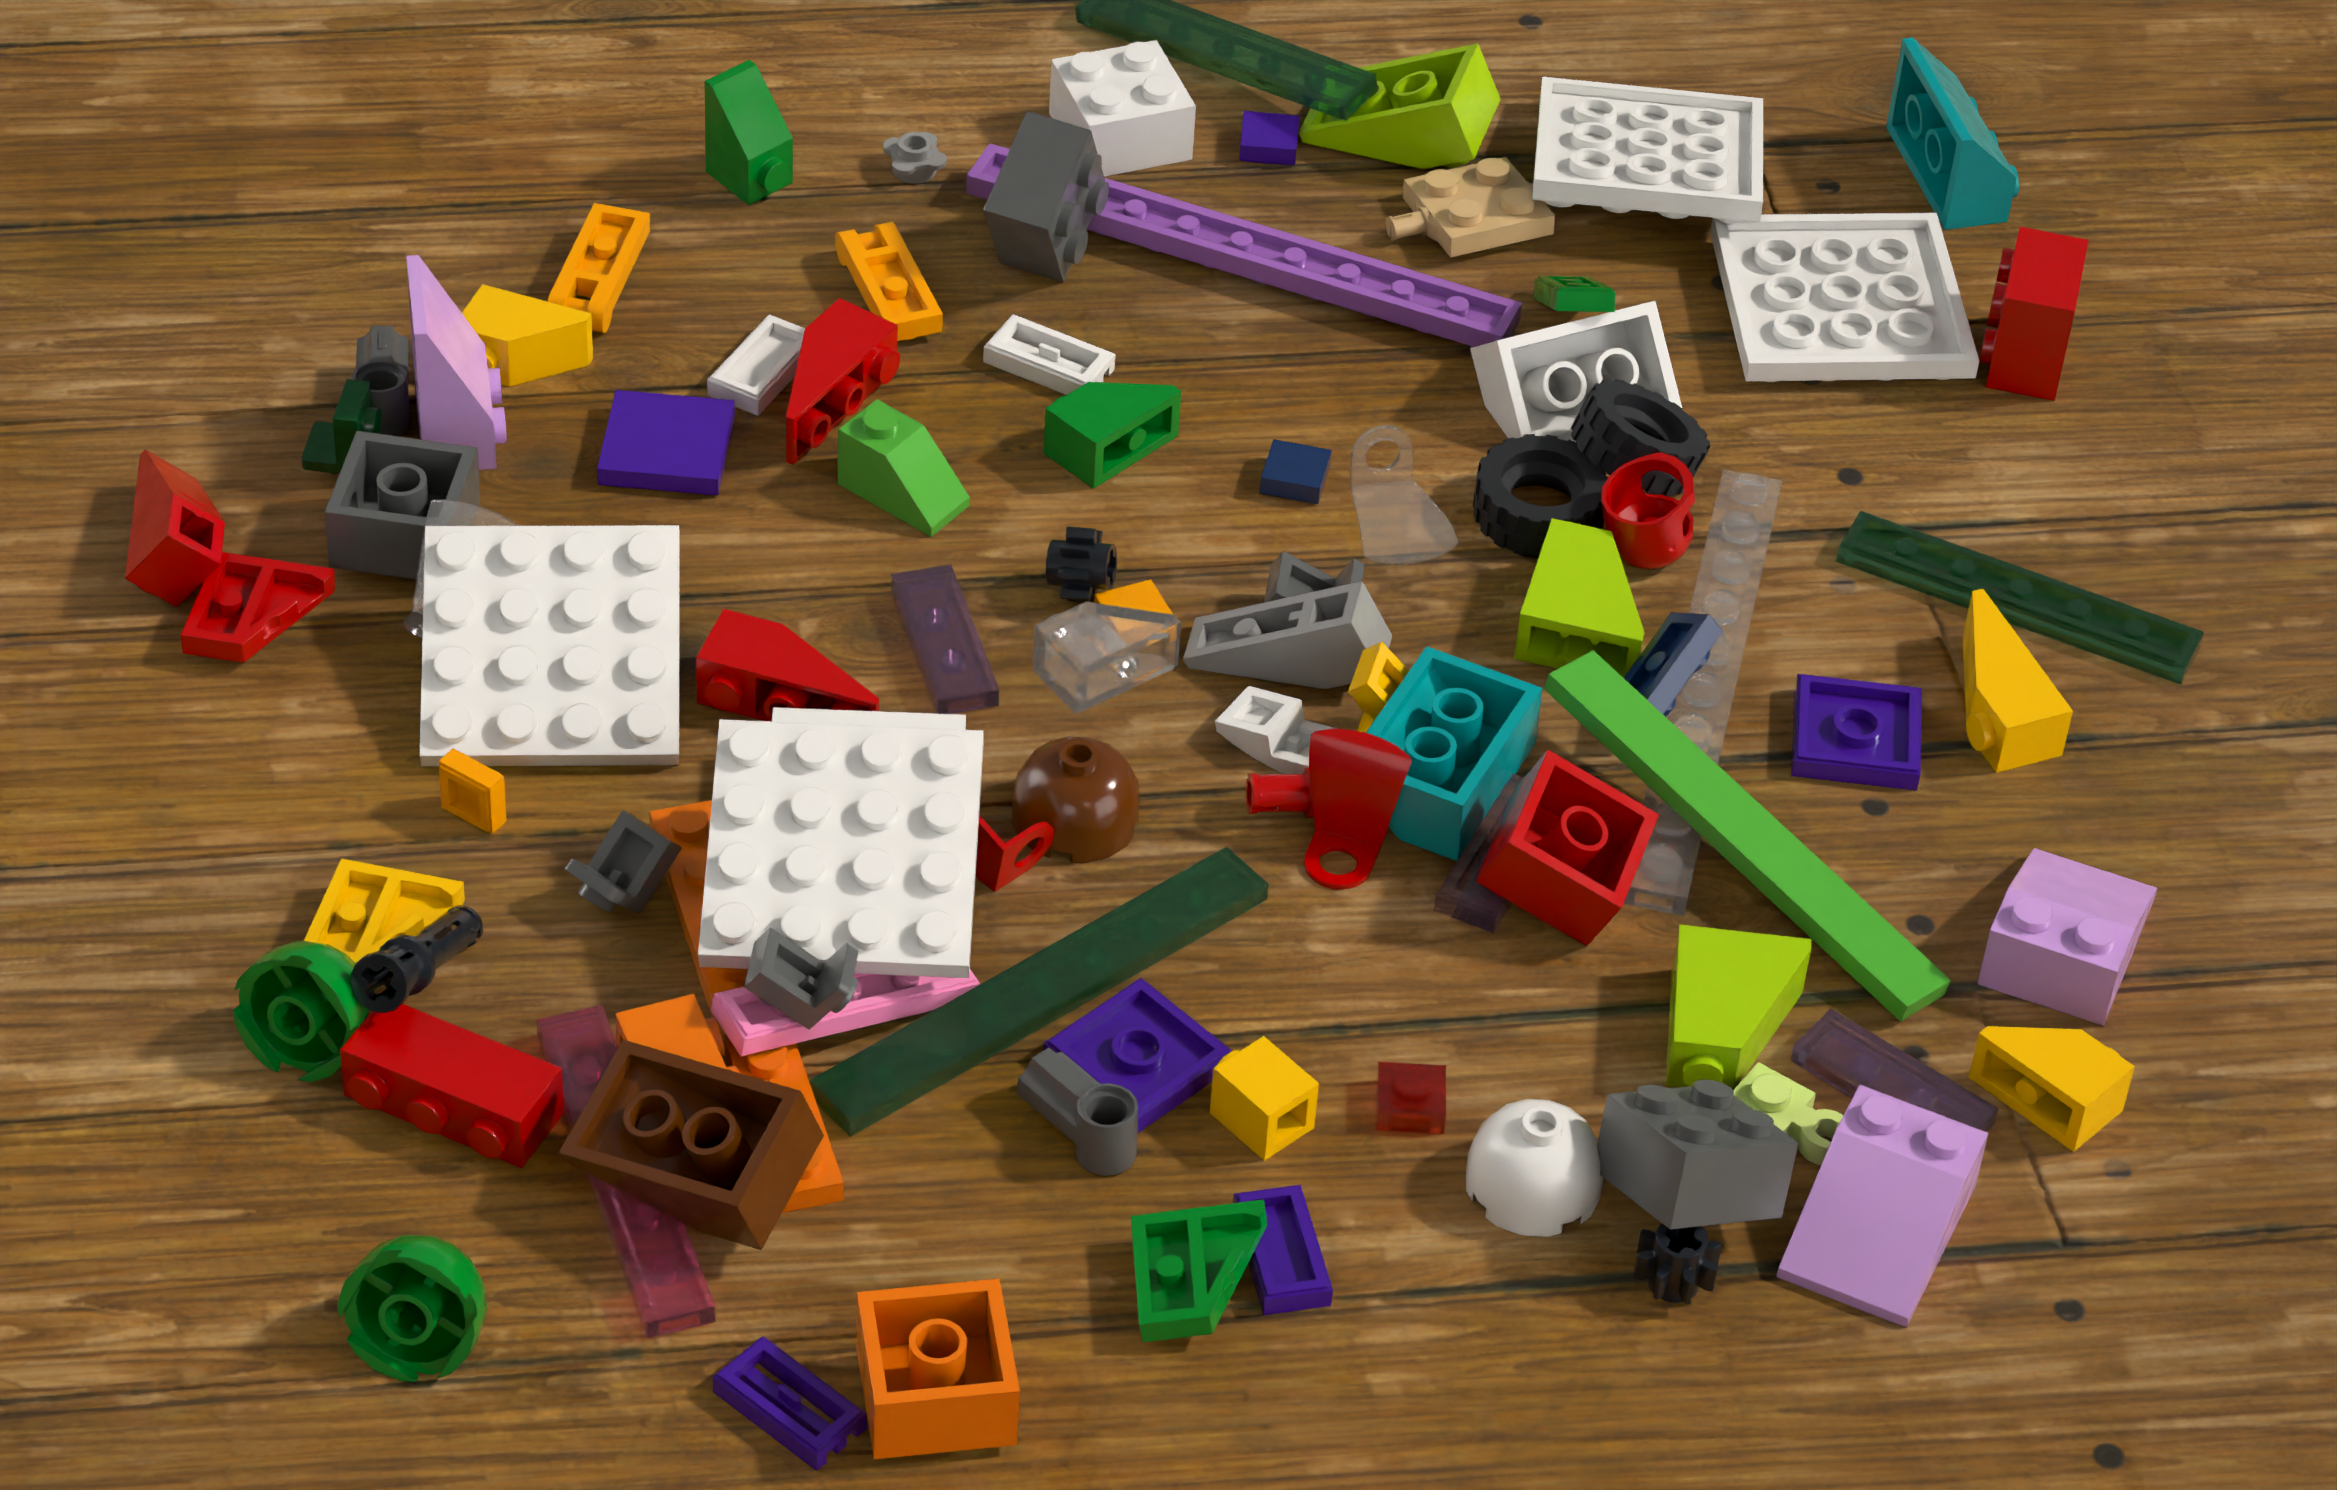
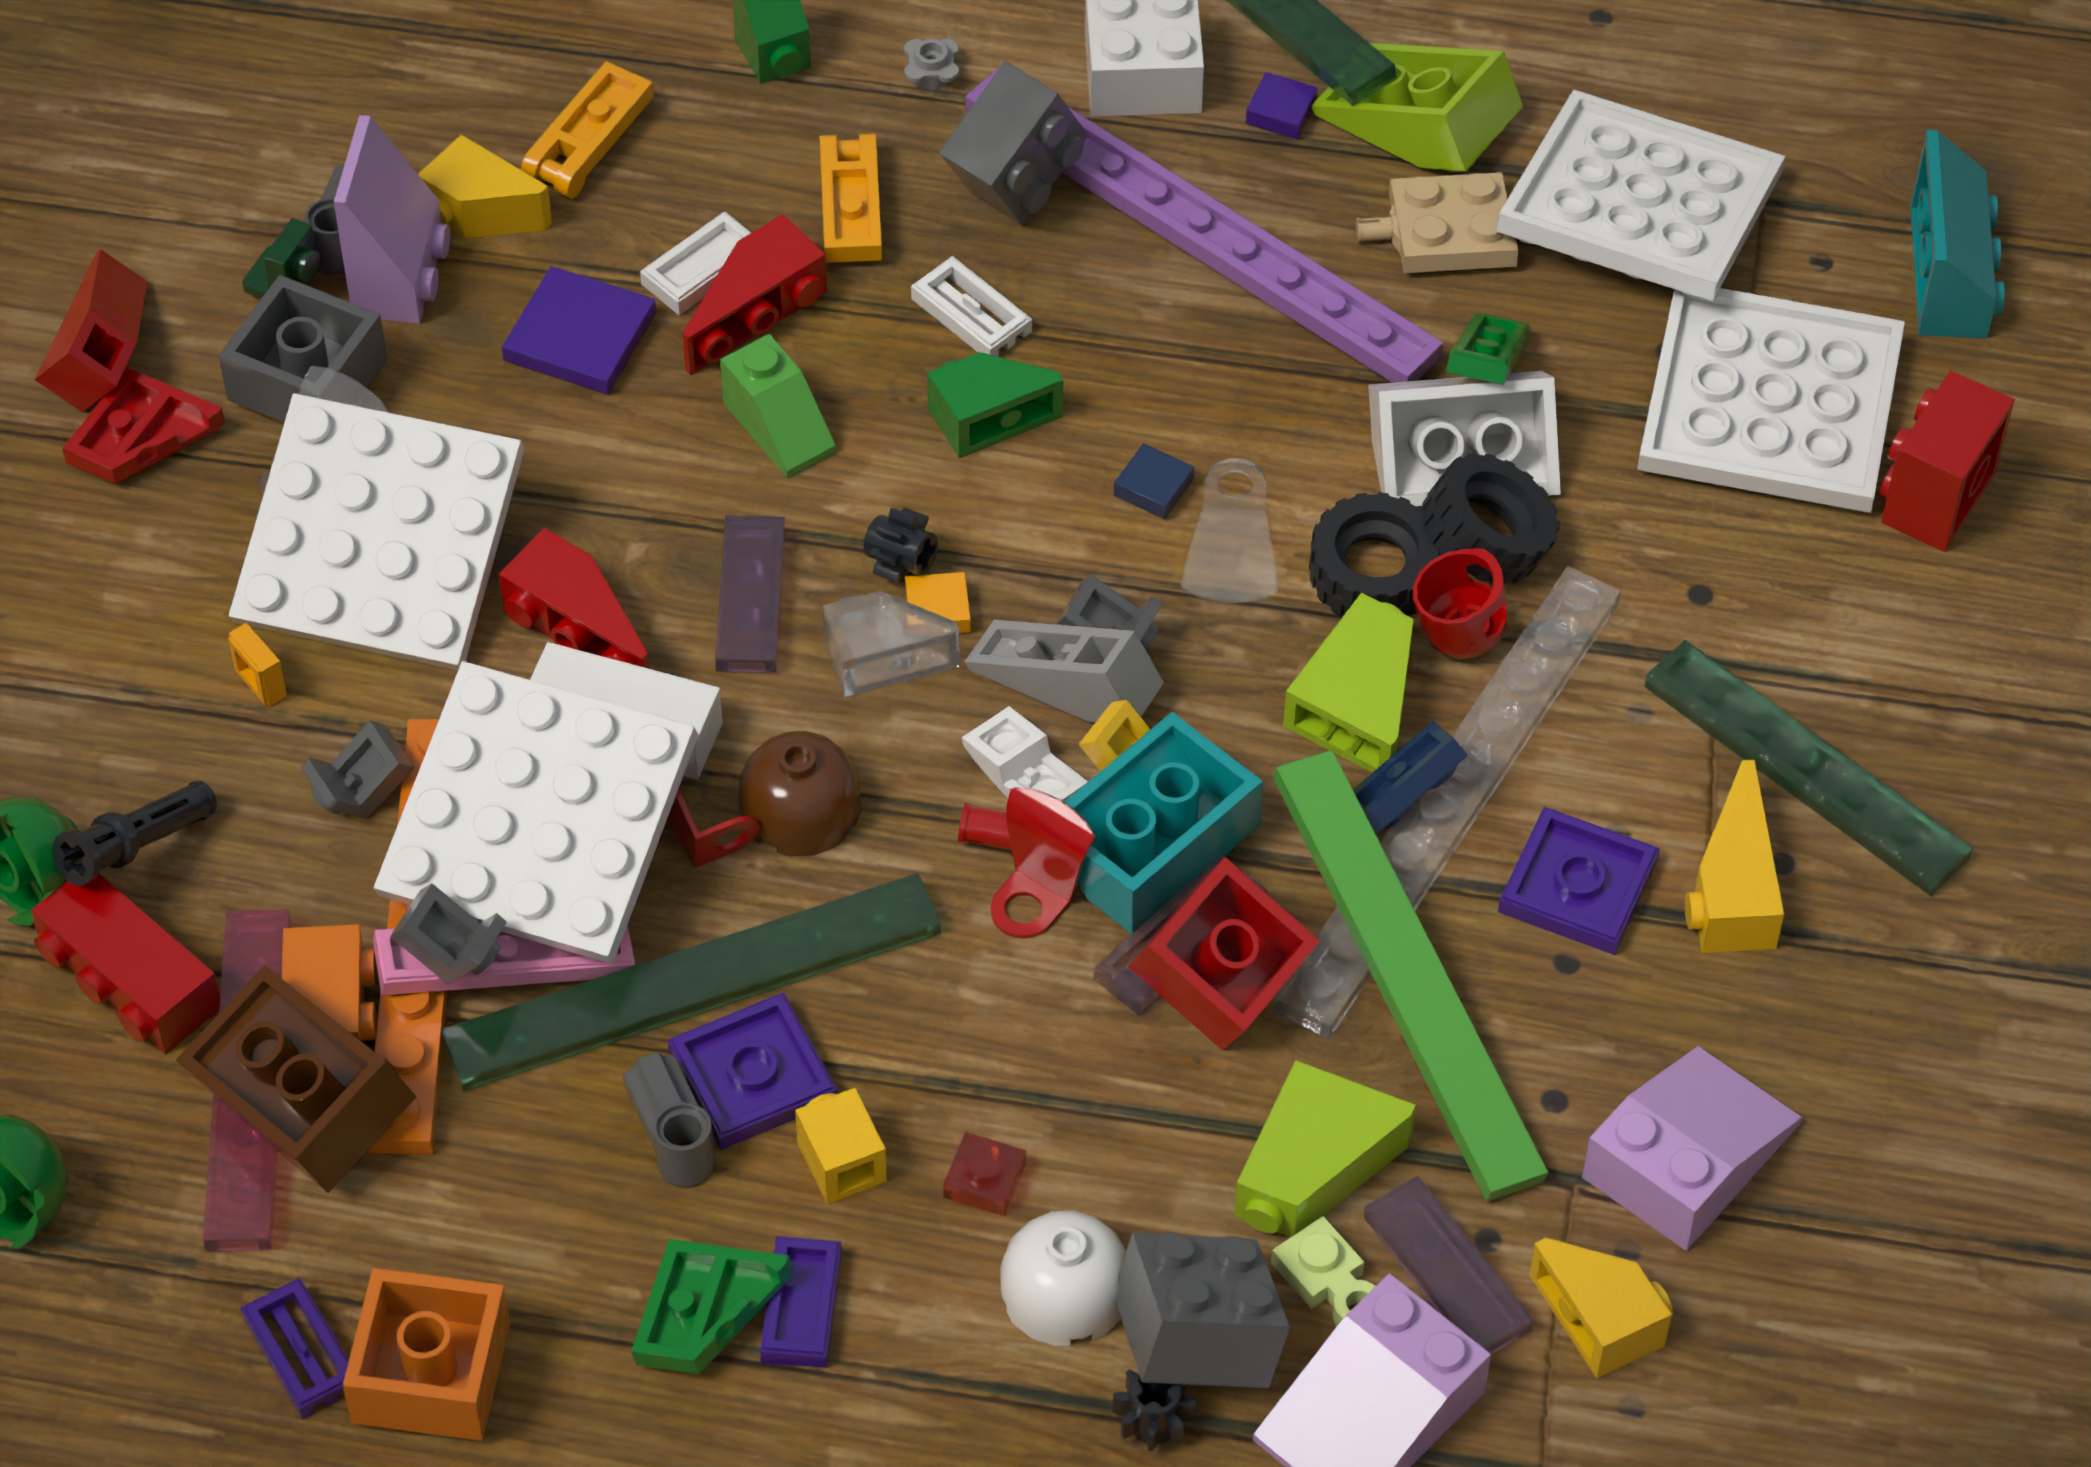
camera: 20 degrees right, 10 degrees up
(375, 903) = (124, 770): yellow wing -> none

